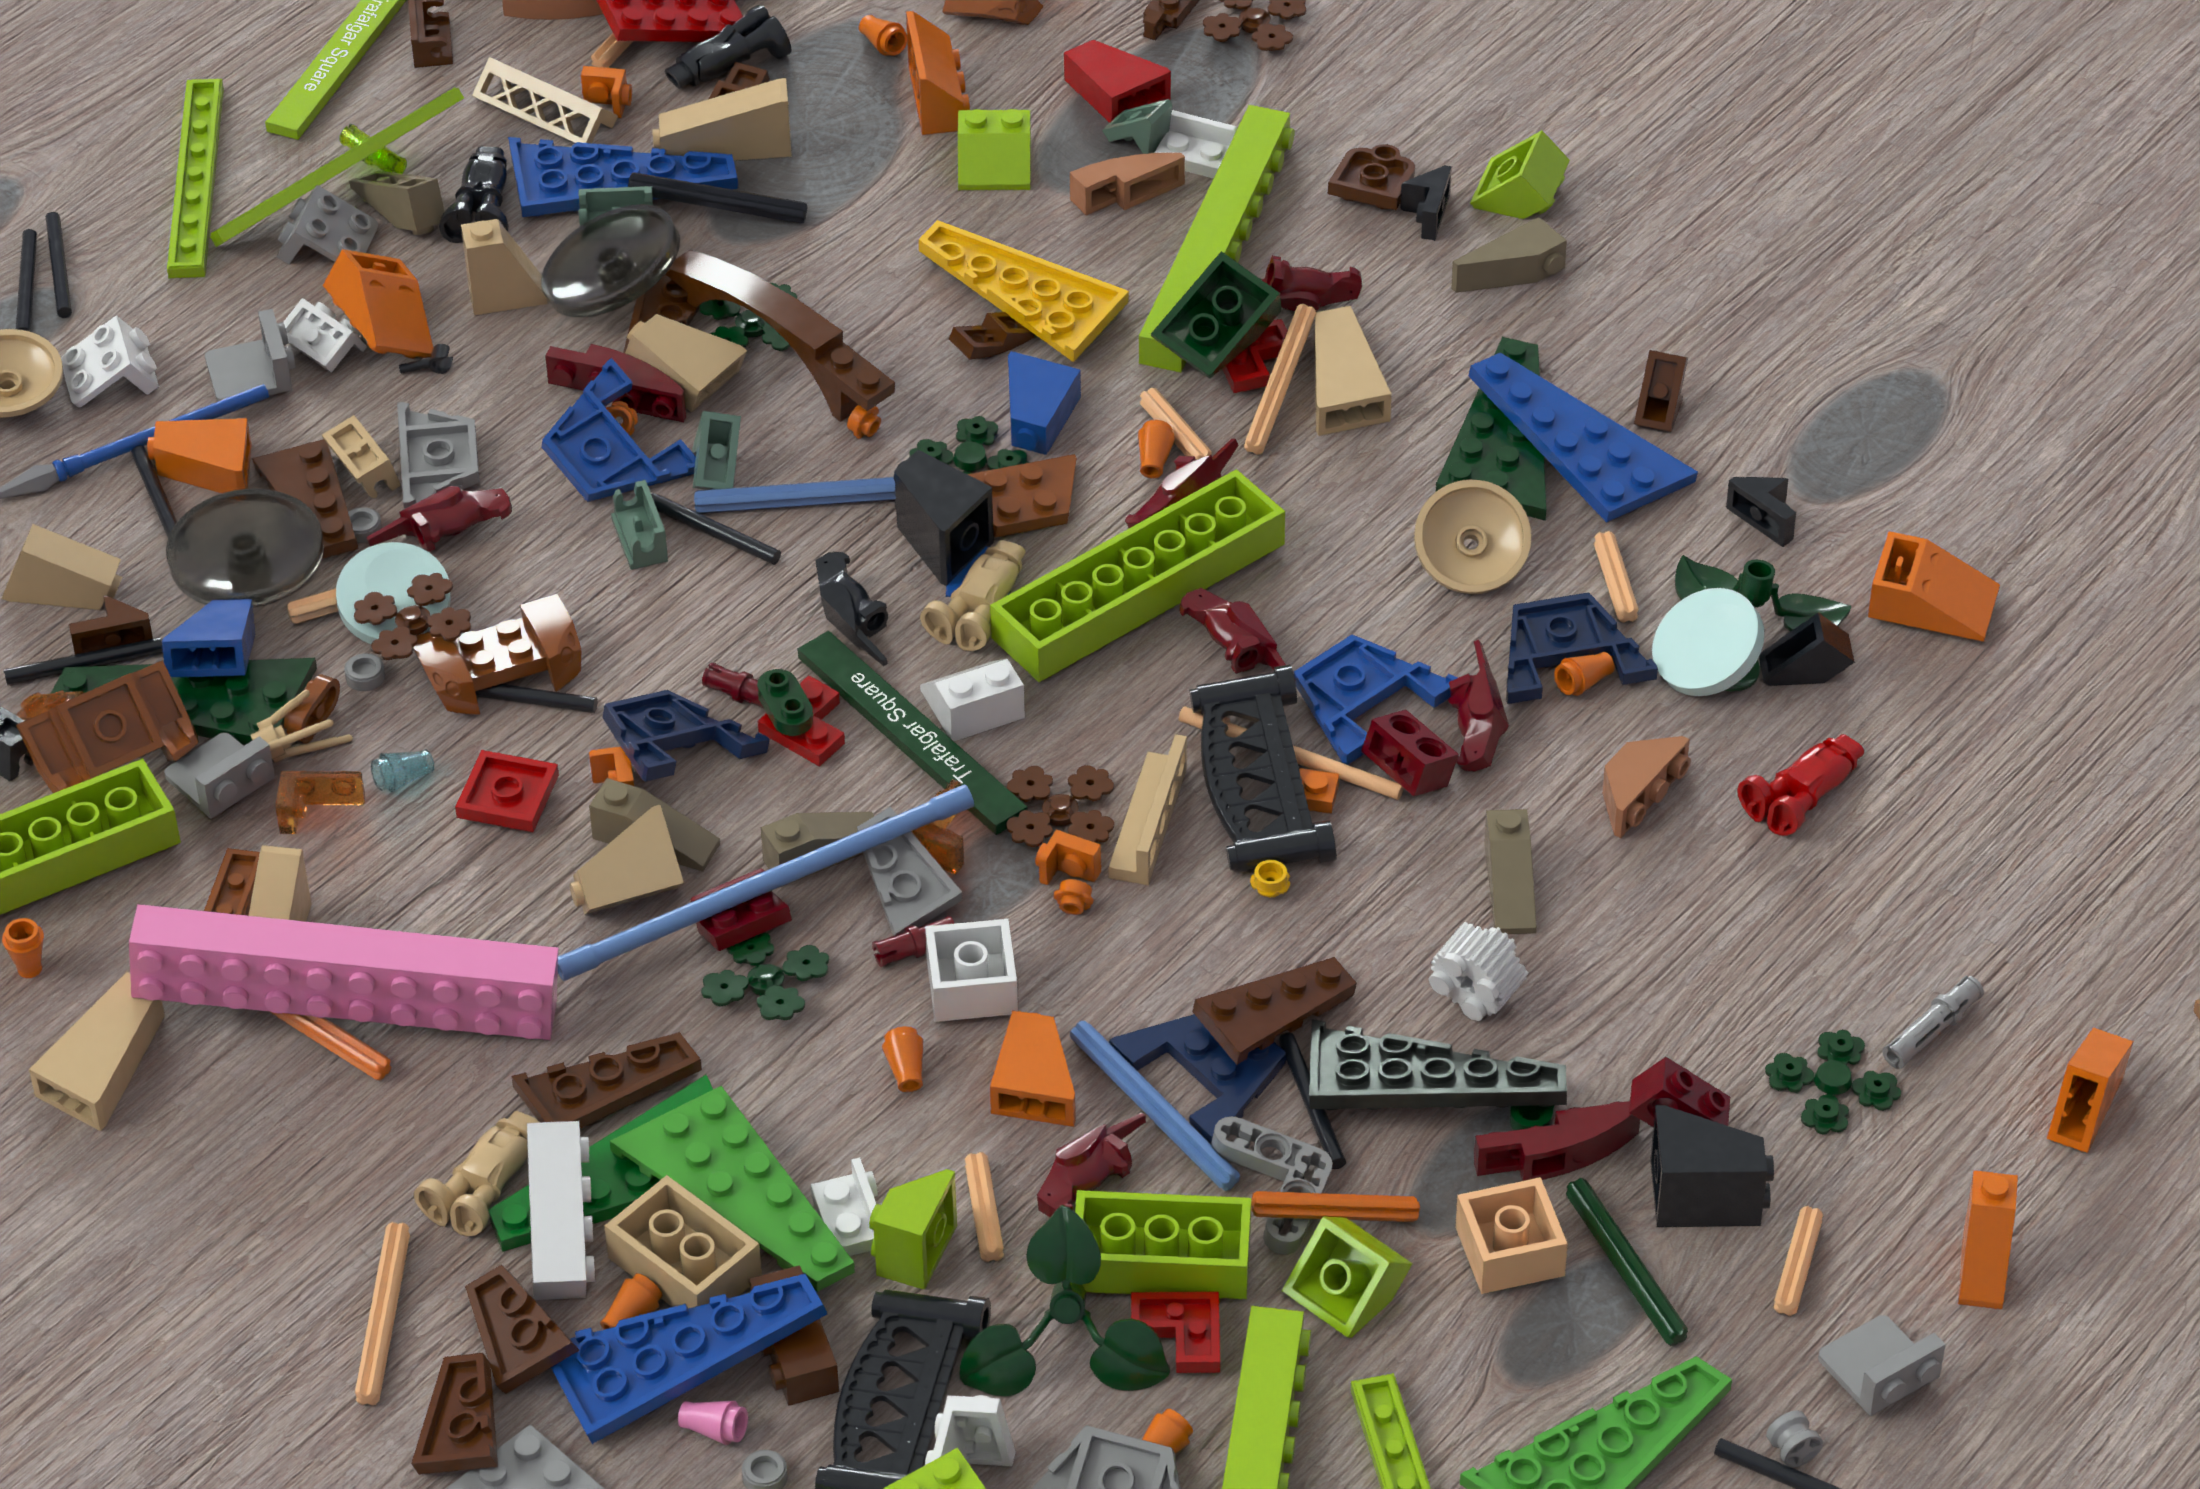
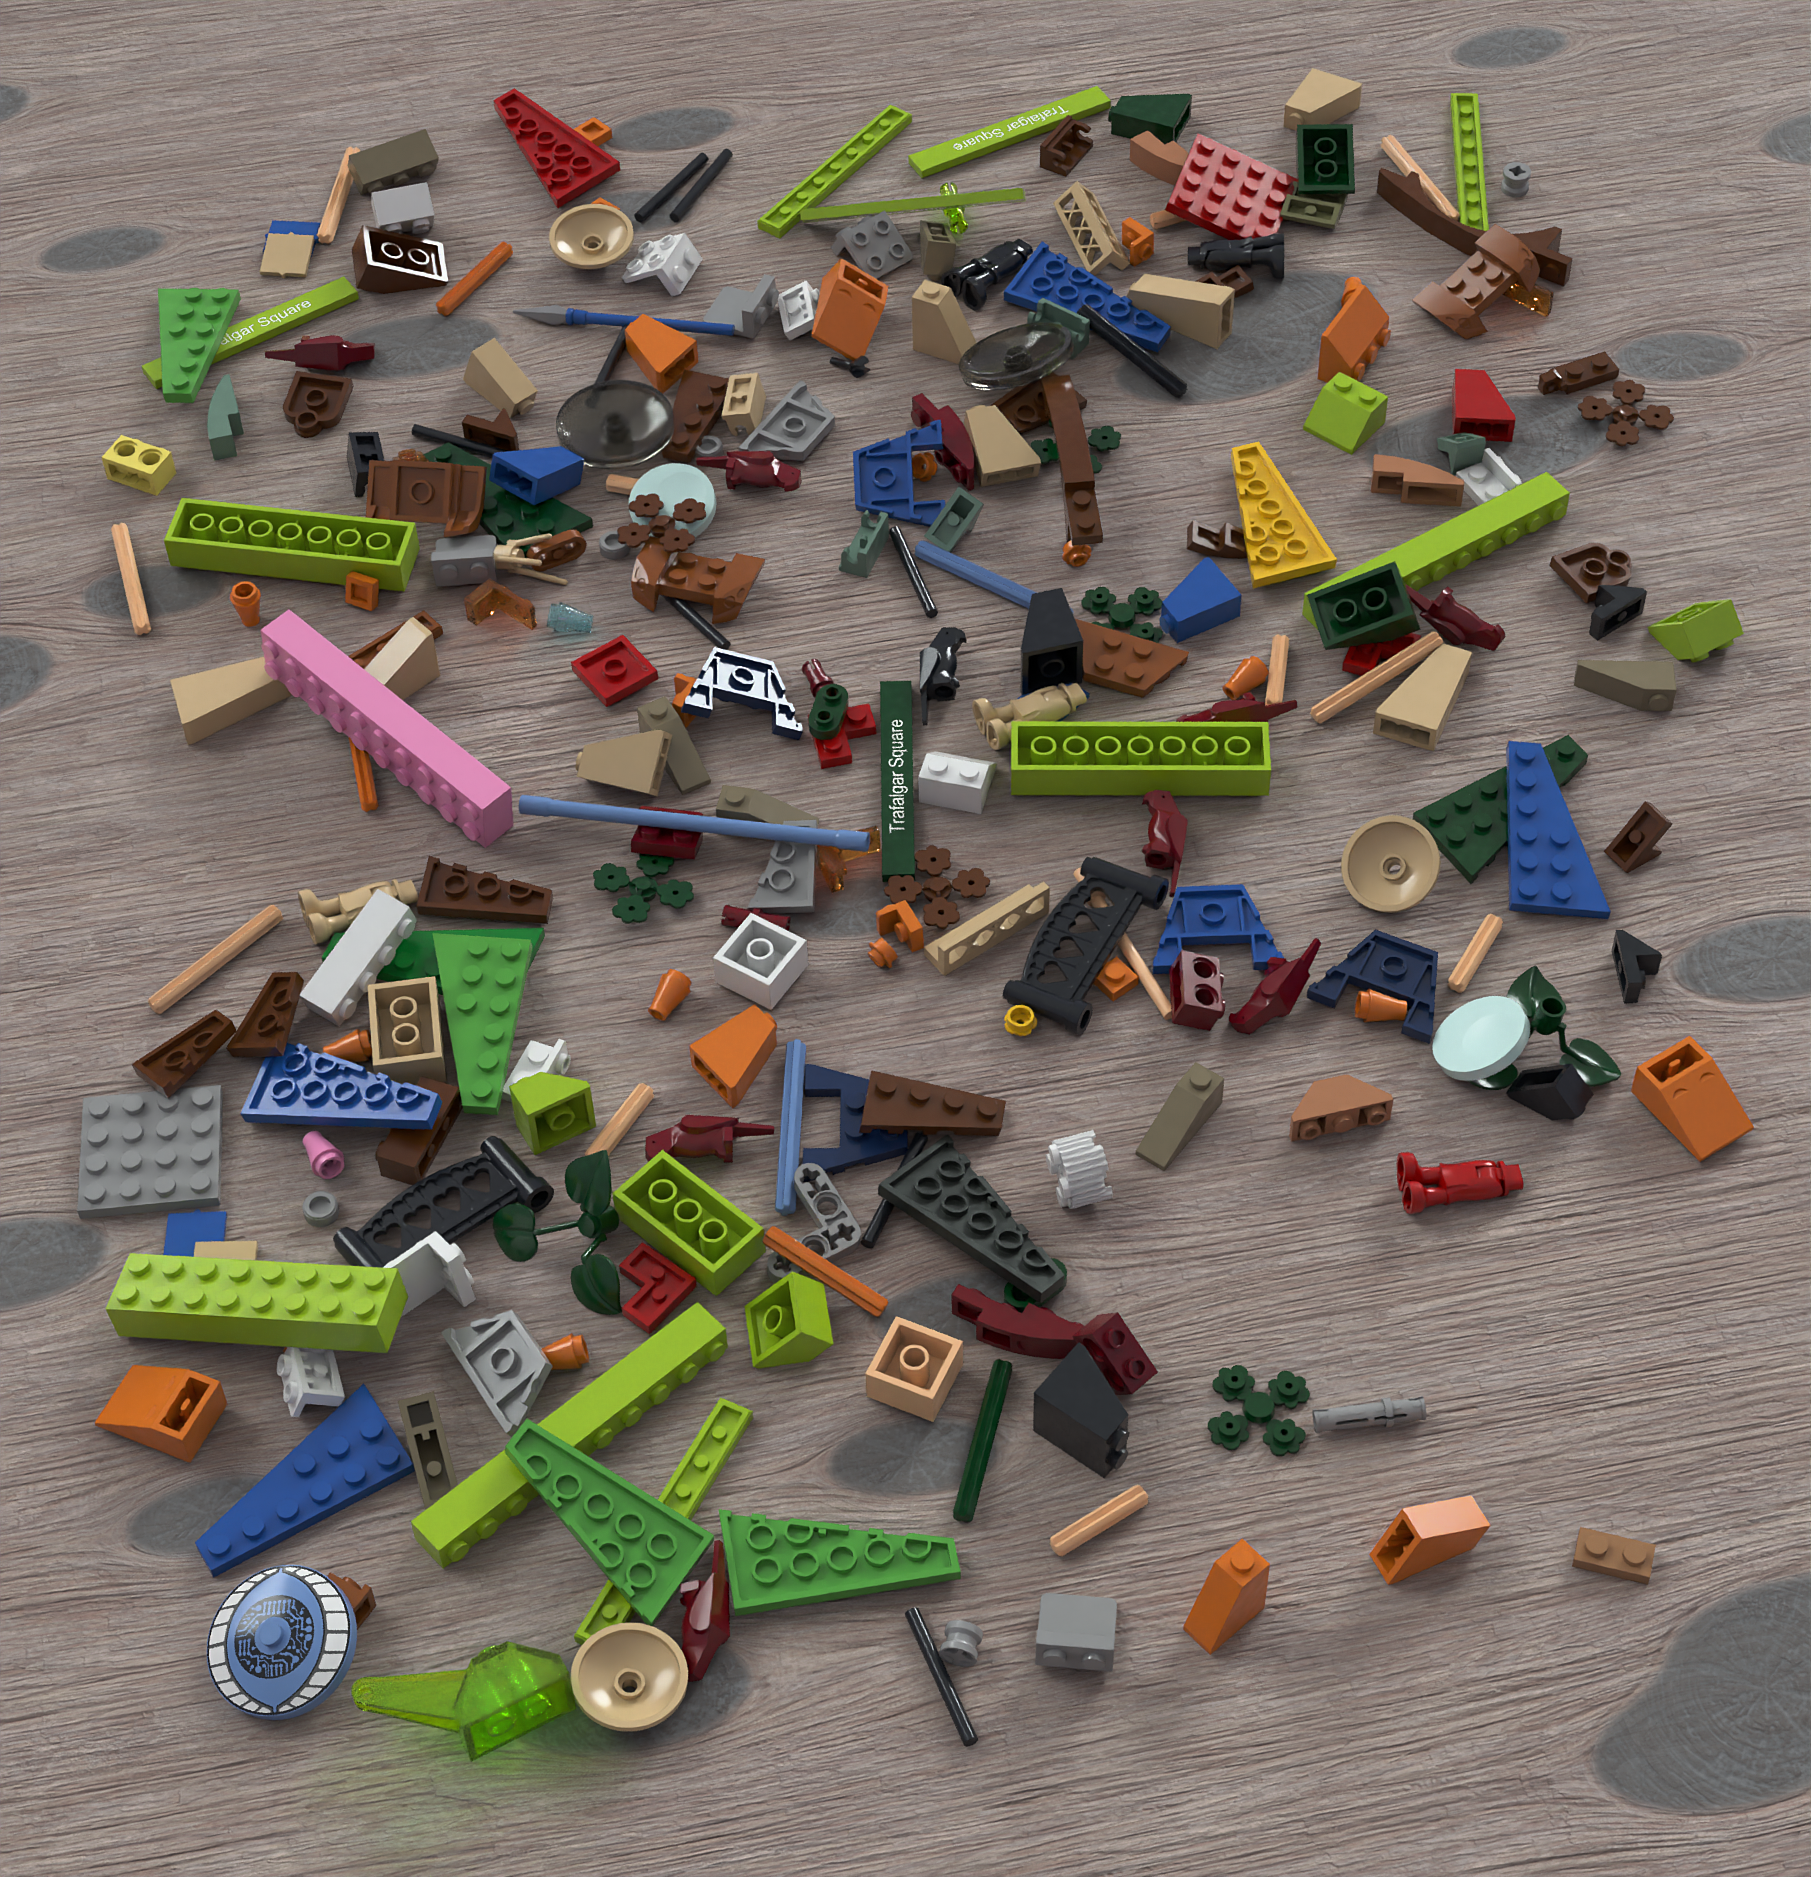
camera: 40 degrees right, 5 degrees up
(139, 865) = (362, 591): none -> orange plate

